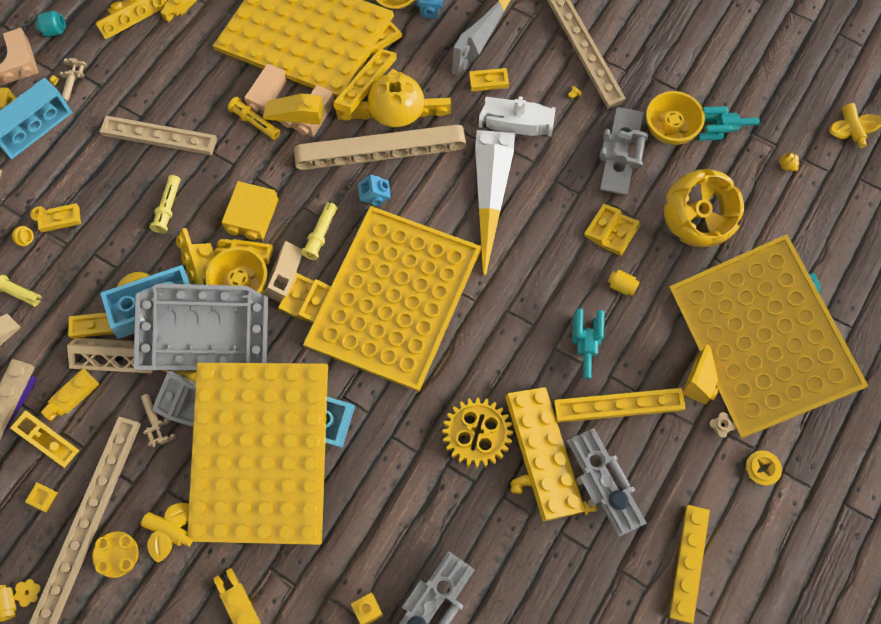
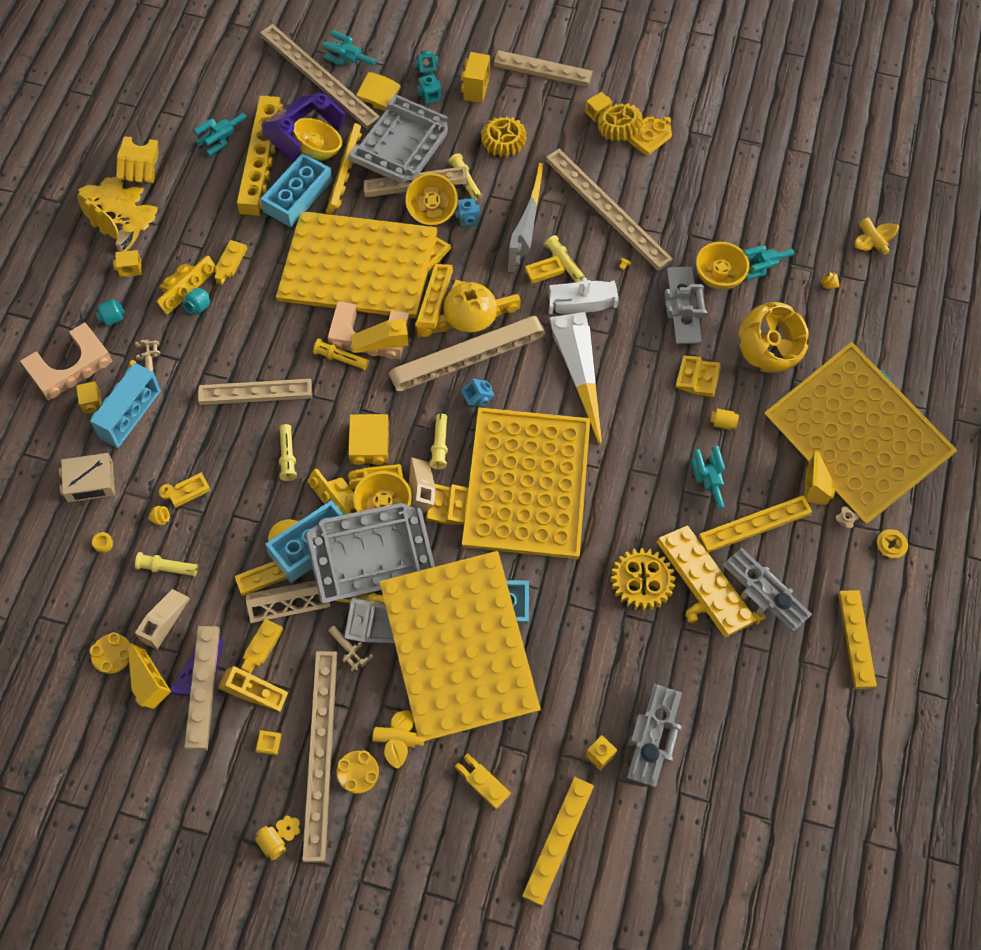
camera: 20 degrees left, 5 degrees down
(134, 31) = (196, 301): none -> teal head
(509, 62) = (561, 251): none -> light yellow pin

